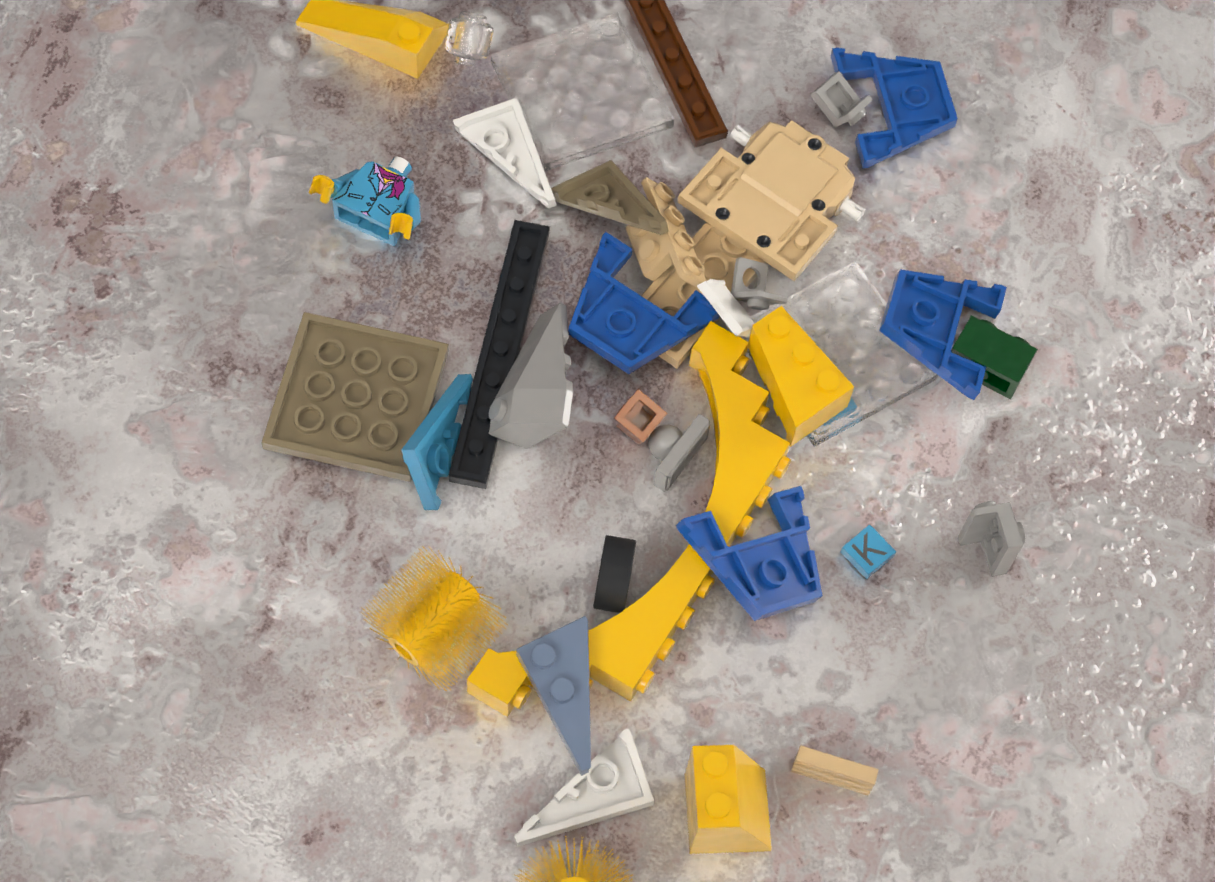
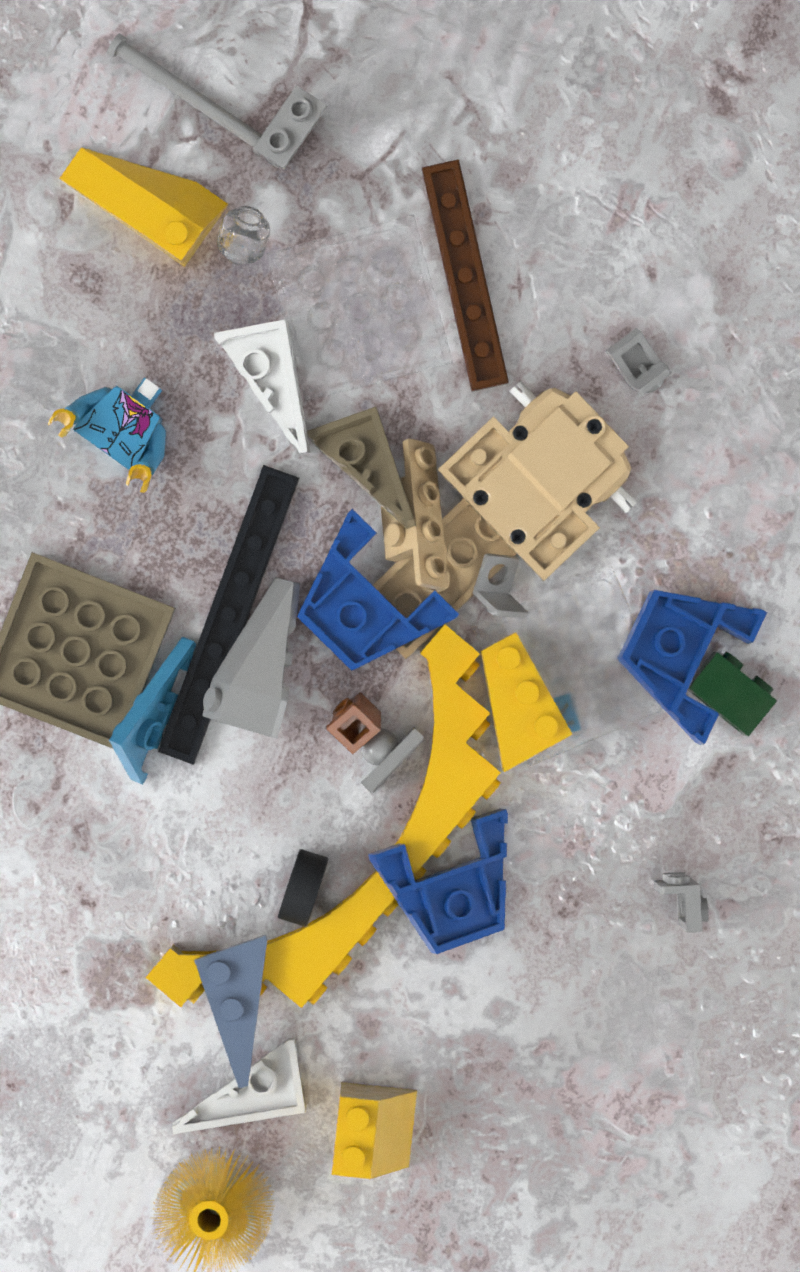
camera: 15 degrees right, 25 degrees up
(434, 618) = (109, 927): yellow piece -> none
(727, 307) = (464, 618): white piece -> none
(834, 770) = (480, 1106): tan tile -> none
(868, 551) = (560, 885): dark azure tile -> none
(911, 98) = (718, 367): blue wing -> none

